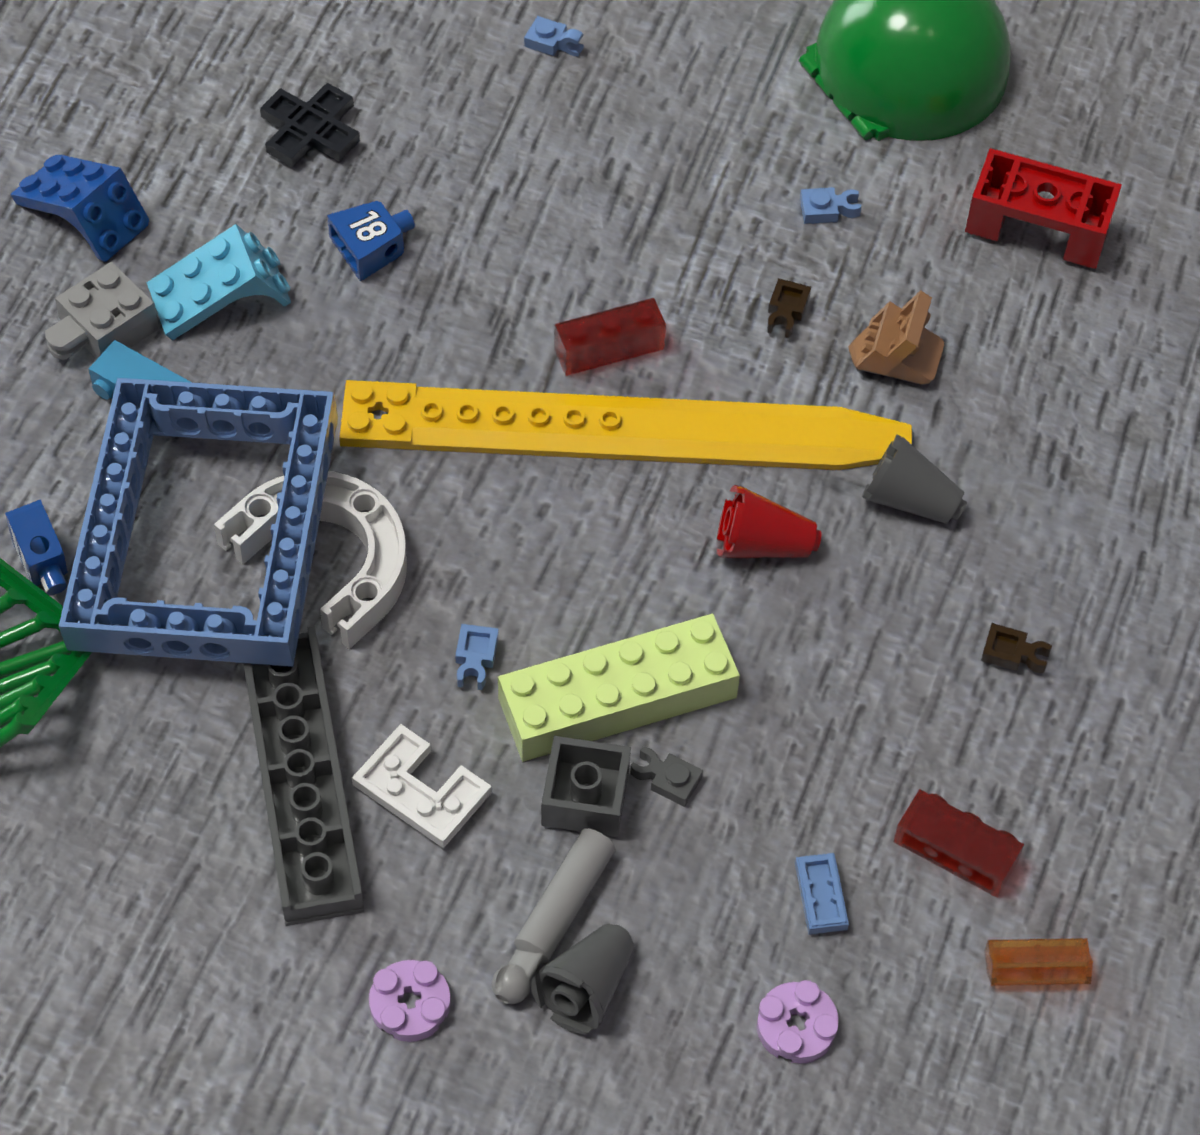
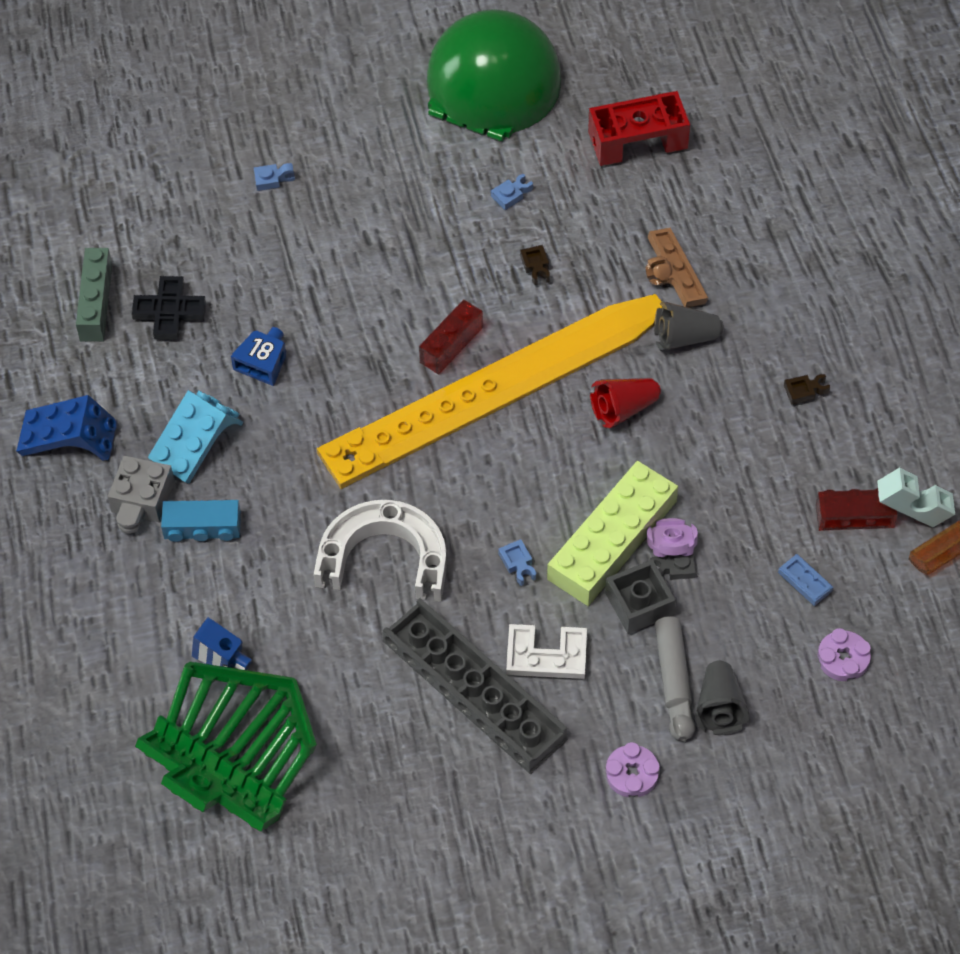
camera: 30 degrees left, 0 degrees up
(142, 408) = (278, 502): medium blue brick -> none
(236, 64) = (94, 294): none -> sand green brick
(670, 740) = (672, 538): none -> lavender plate
(899, 343) = (615, 249): medium nougat piece -> none
(957, 405) = (674, 268): none -> medium nougat plate
(1020, 852) = (902, 493): none -> light aqua arch

